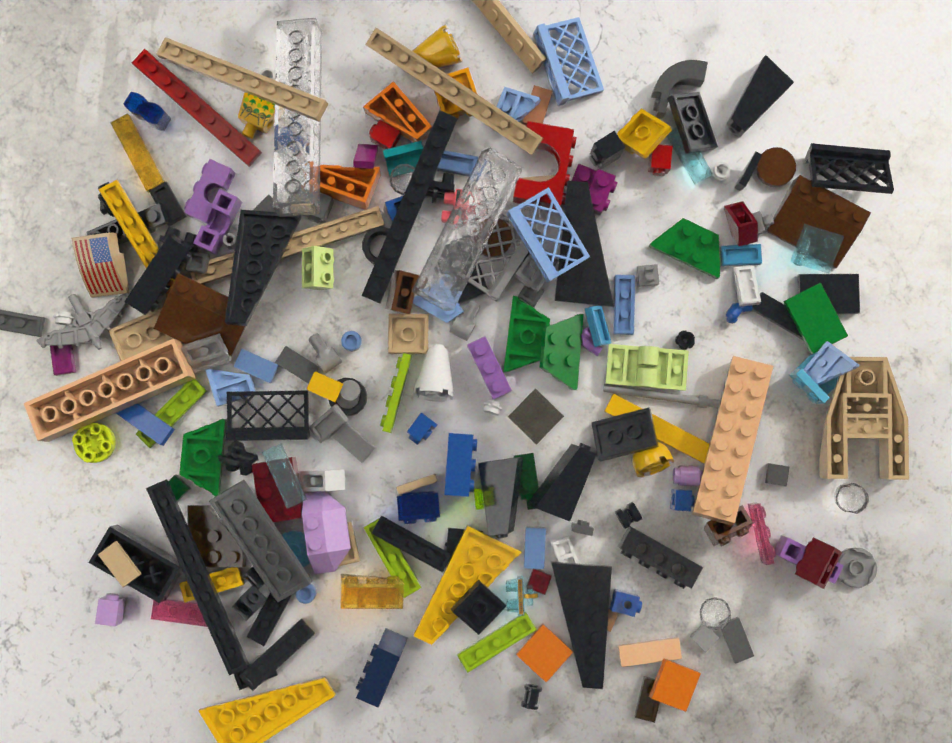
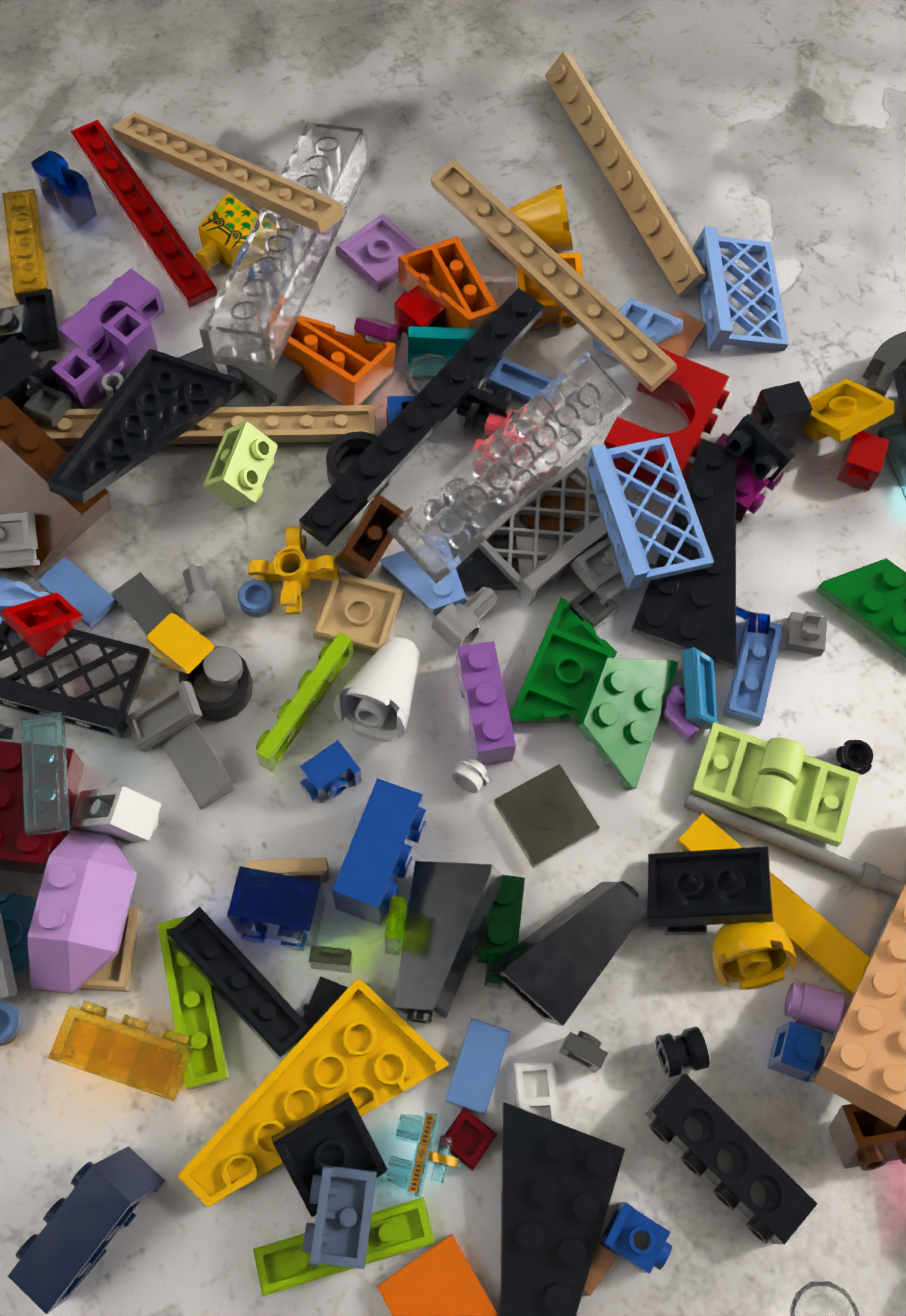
camera: 15 degrees right, 20 degrees down
(249, 394) = (42, 621): none -> red slope
(348, 94) = (375, 251): none -> lavender tile
(370, 336) = (302, 578): none -> yellow pin
(451, 520) = (331, 959): none -> clear smoke tile
(493, 632) = (342, 1217): none -> sand blue bracket
(601, 177) = (759, 448): none -> black hips
(620, 279) = (756, 621): none -> clear blue hand

